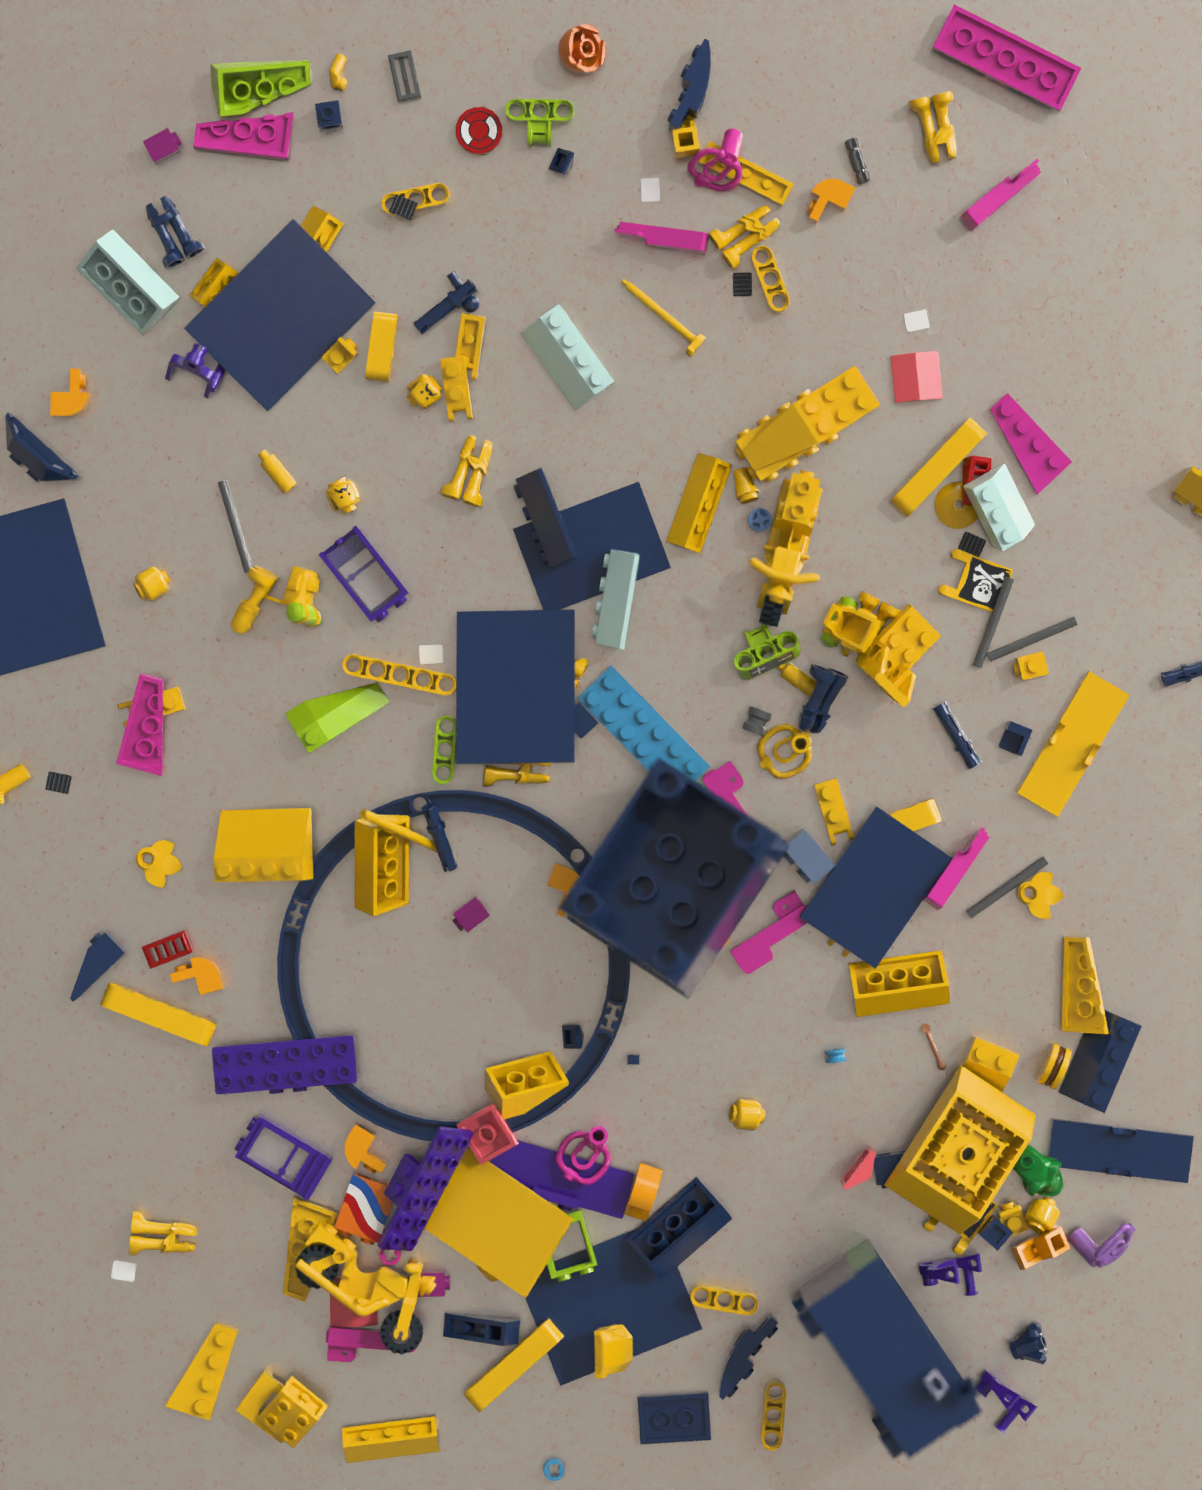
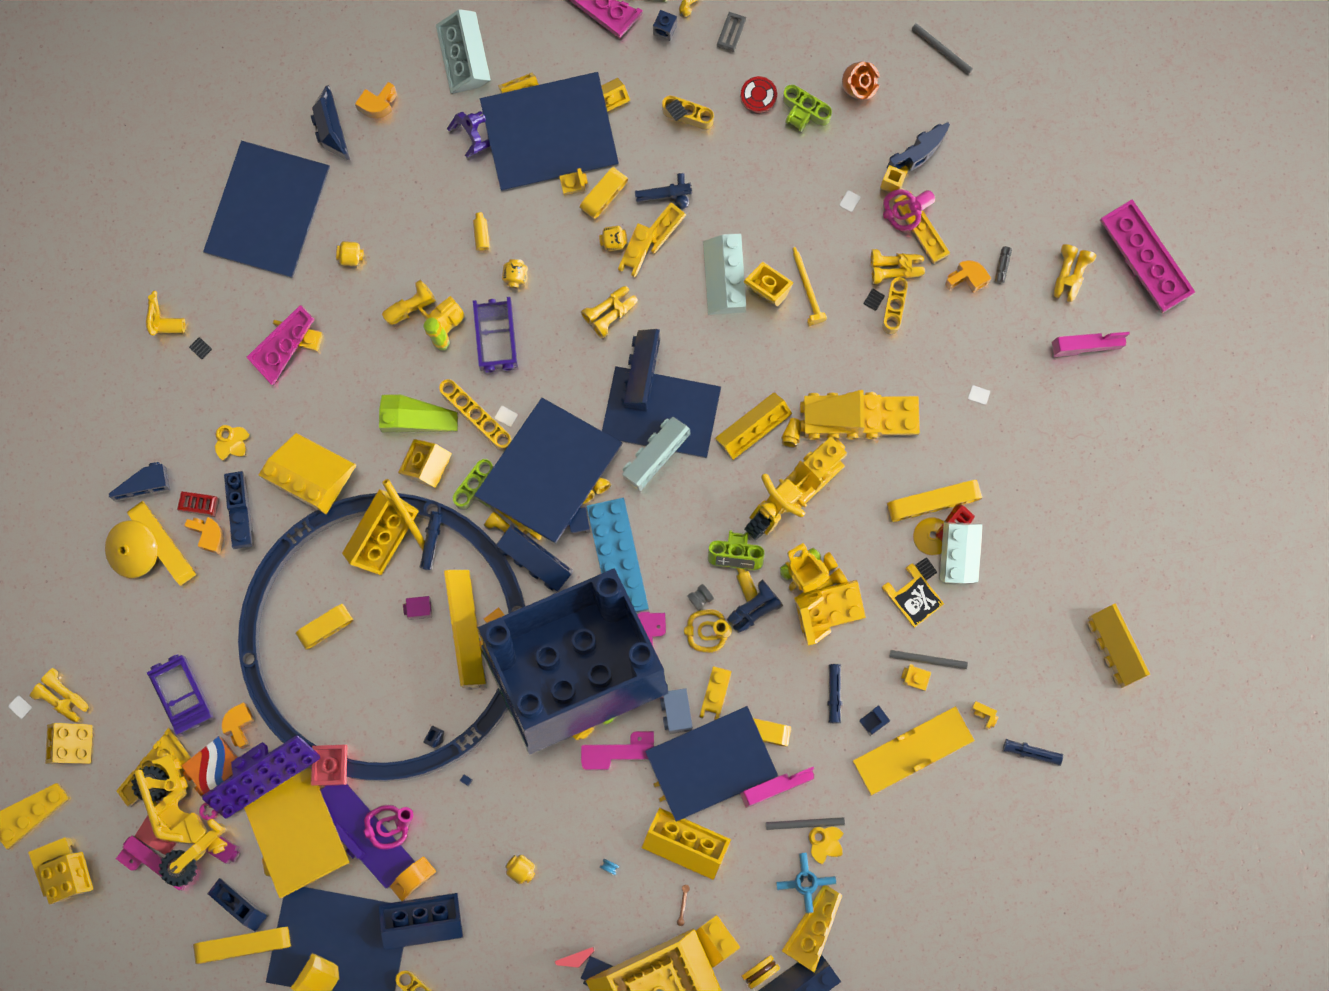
camera: 30 degrees right, 10 degrees down
(138, 1031) = (139, 546): none -> yellow dish
(173, 255) = (519, 54): dark blue piece -> none
(200, 1277) = (68, 743): none -> yellow bracket
(216, 930) = (238, 509): none -> dark blue slope
(235, 525) = (431, 248): dark grey bar -> none
(284, 1065) = (222, 630): dark purple bracket -> none
(378, 759) = (425, 462): none -> yellow slope
(385, 994) = (324, 626): none -> yellow beam
(390, 1439) = (121, 944): yellow panel -> none
(524, 1083) = (378, 747): yellow slope -> none
(535, 907) = (464, 628): none -> yellow slope
(559, 789) = (534, 558): none -> dark blue brick
(562, 161) = (802, 147): dark blue slope -> none
(584, 1268) = (336, 906): lime window -> none
(622, 341) = (769, 284): none -> yellow slope
(665, 237) = (848, 241): dark pink piece -> none
(760, 516) = (787, 458): medium blue wheel -> none
(916, 377) = (956, 431): coral slope -> none
(993, 622) = (908, 630): dark grey bar -> none
(1030, 444) = (1009, 533): dark pink wing -> none
(1046, 938) = (807, 891): none -> dark azure bar
(1119, 660) = (982, 710): none -> yellow bracket

